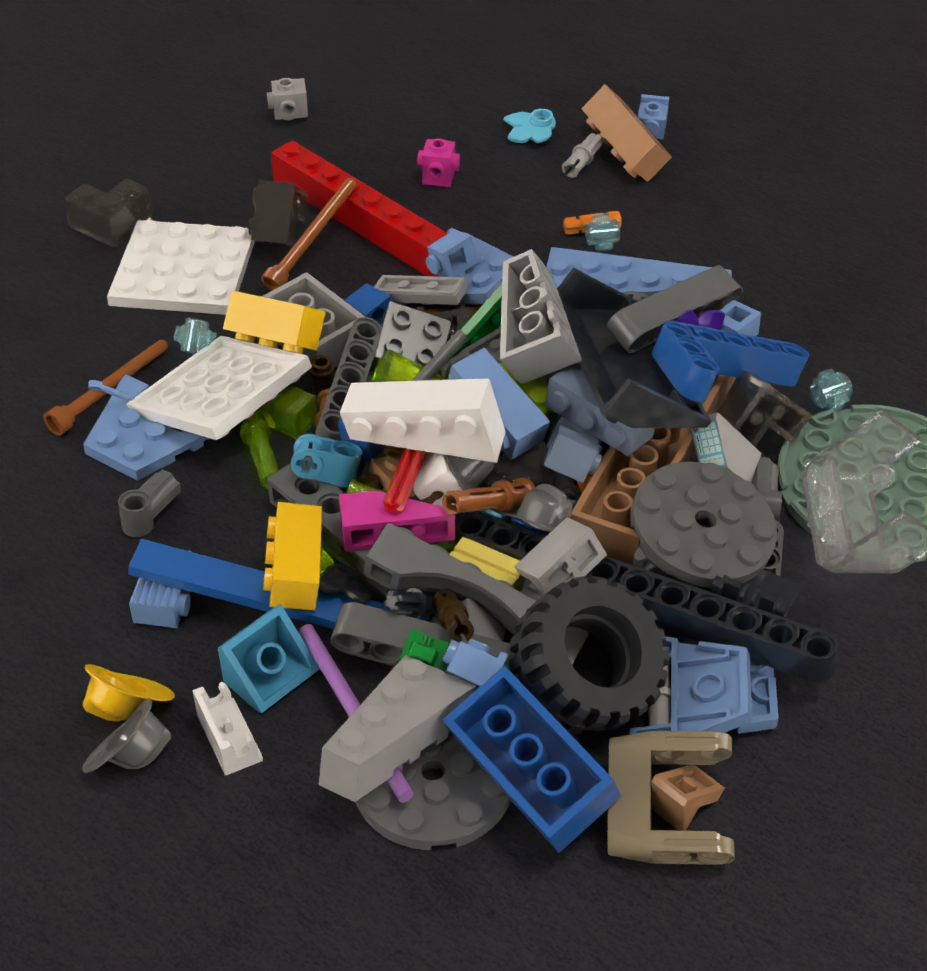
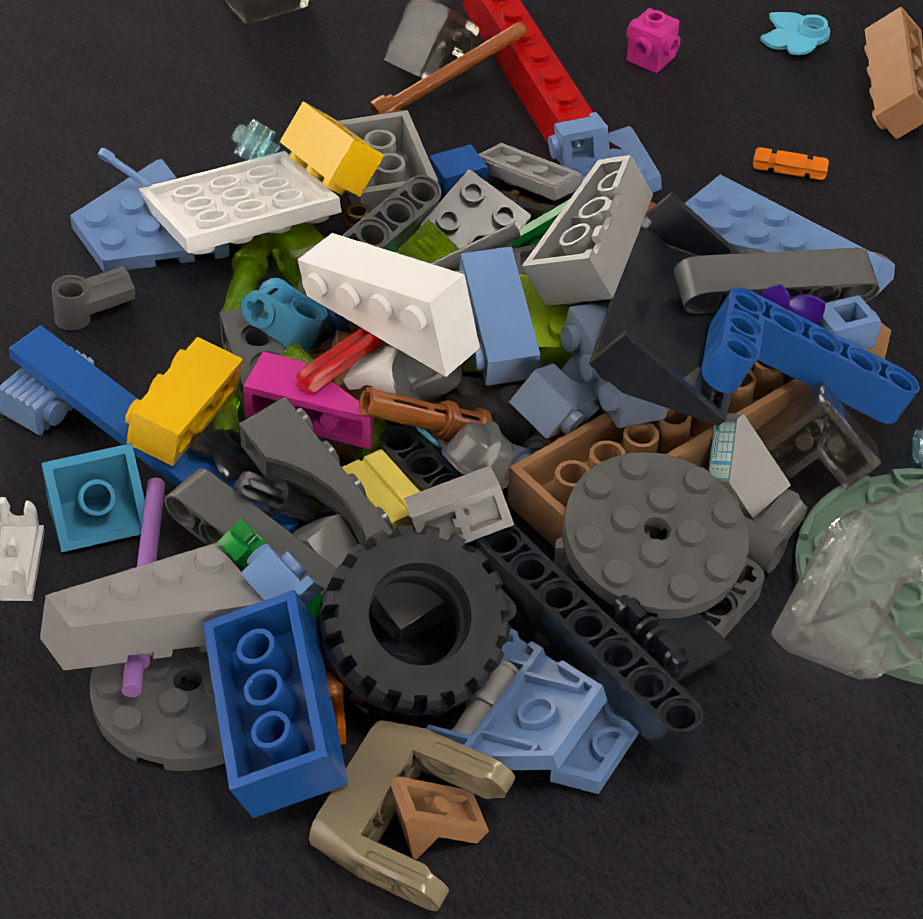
camera: 25 degrees right, 0 degrees up
(61, 418) = (68, 181): dark orange piece -> none
(181, 267) = (297, 60): white plate -> none
(453, 615) = (303, 524): dark brown pin -> none
(582, 155) = (833, 82): light grey axle -> none
(602, 232) = (789, 176): clear light blue gear -> none

